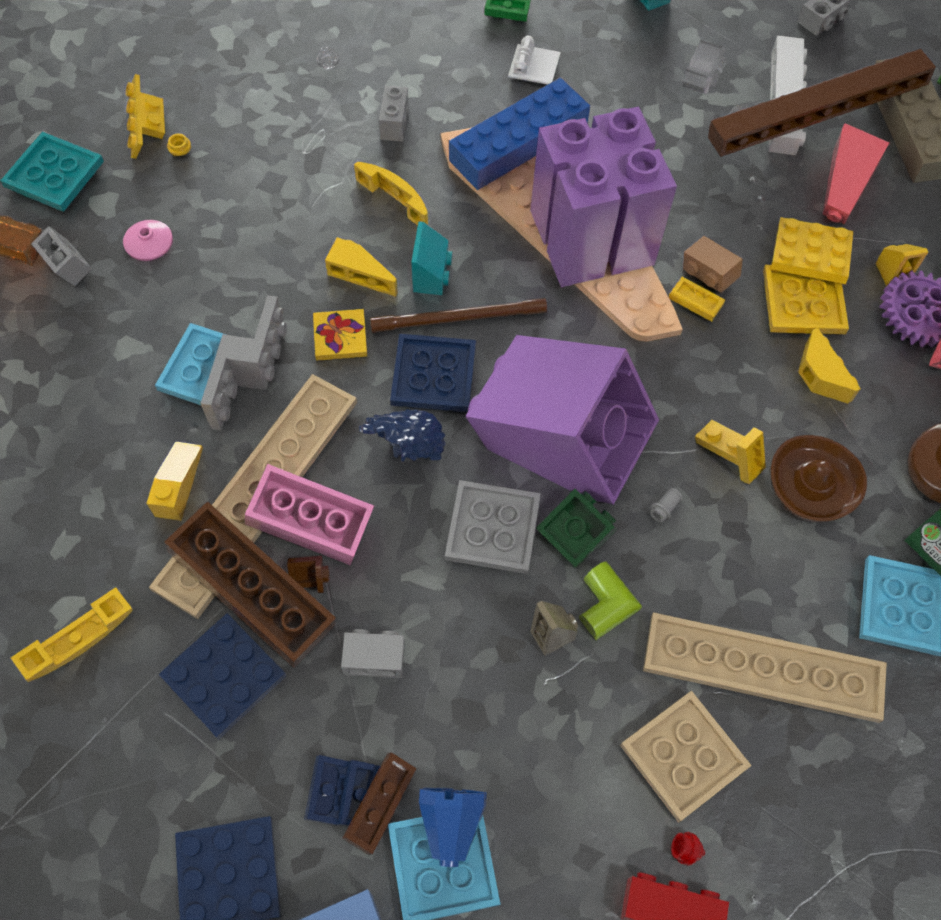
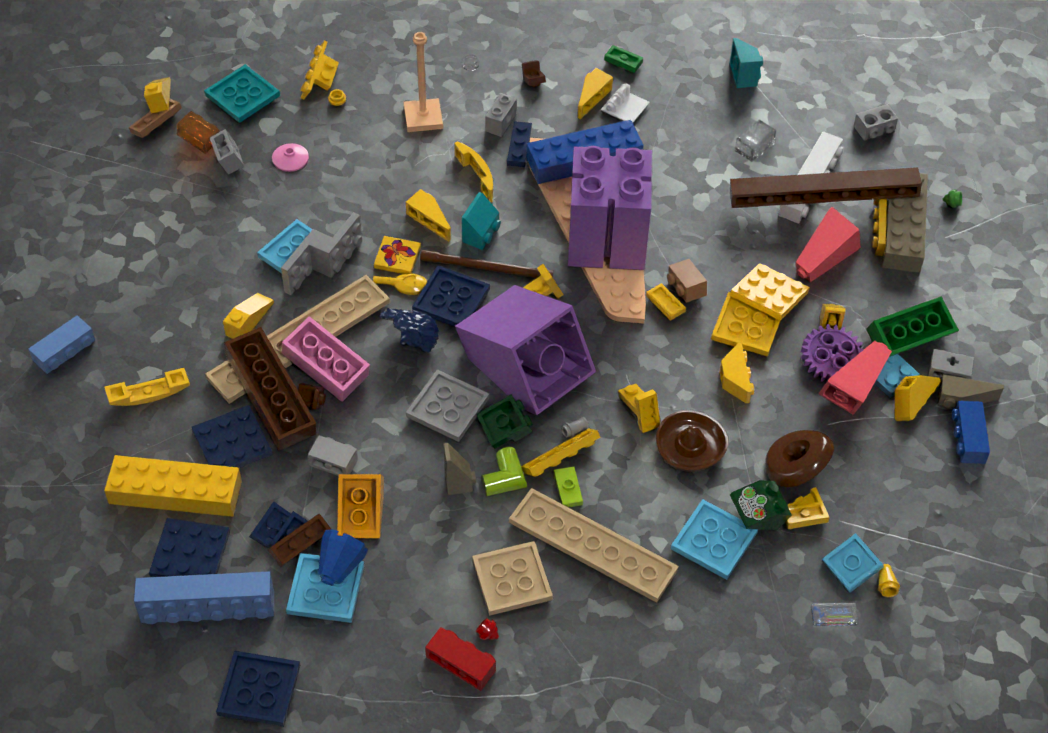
camera: 20 degrees right, 10 degrees down
(164, 780) = (173, 485): none -> yellow brick
(298, 136) = (425, 113): none -> light nougat tile
(367, 369) = (405, 283): none -> yellow piece
(408, 53) = (532, 73): none -> reddish brown bracket
(430, 145) = (518, 144): none -> dark blue plate
(441, 719) = (360, 505): none -> light orange slope
(491, 50) = (595, 88): none -> yellow slope
(545, 321) = (544, 284): none -> yellow bracket
(665, 547) = (566, 449): none -> yellow plate
(694, 592) = (568, 487): none -> lime plate
(892, 132) = (879, 226): none -> yellow plate

